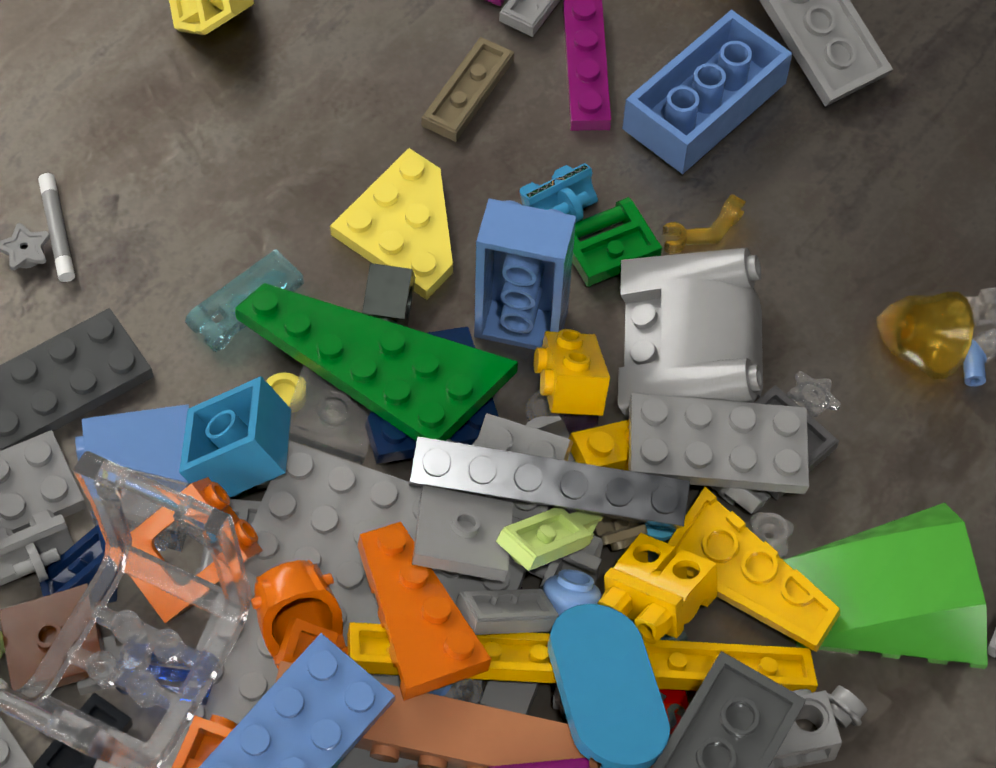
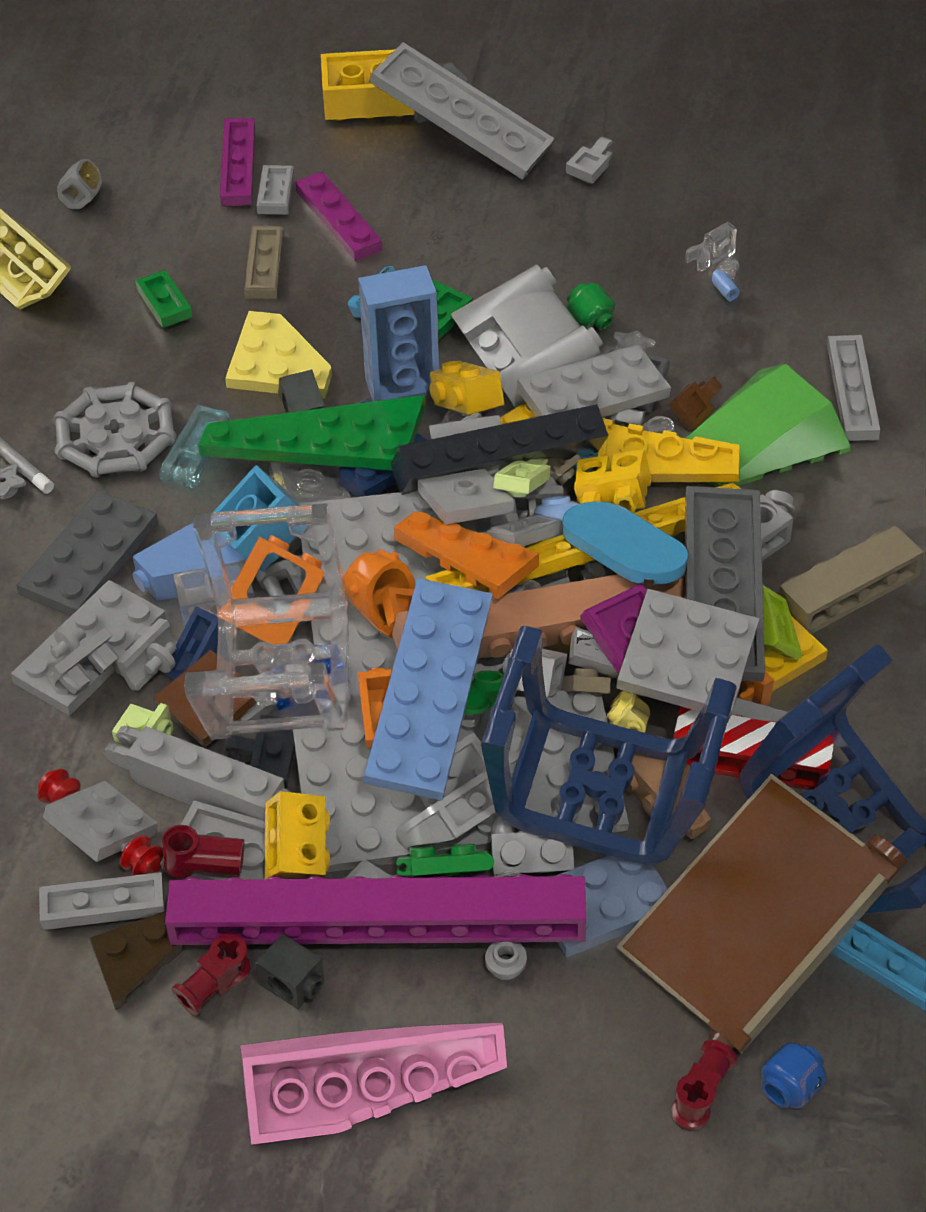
camera: 25 degrees left, 10 degrees down
(174, 215) = (119, 450): none -> light grey plate
(328, 89) = (163, 298): none -> green plate
(706, 91) = (438, 195): medium blue brick -> none
(729, 216) = (501, 276): clear yellow arm -> none
(791, 323) = (591, 306): none -> green head
(831, 514) = (693, 402): none -> reddish brown plate
(916, 121) = (590, 163): none -> light grey plate
(929, 331) = (684, 272): clear yellow helmet -> none

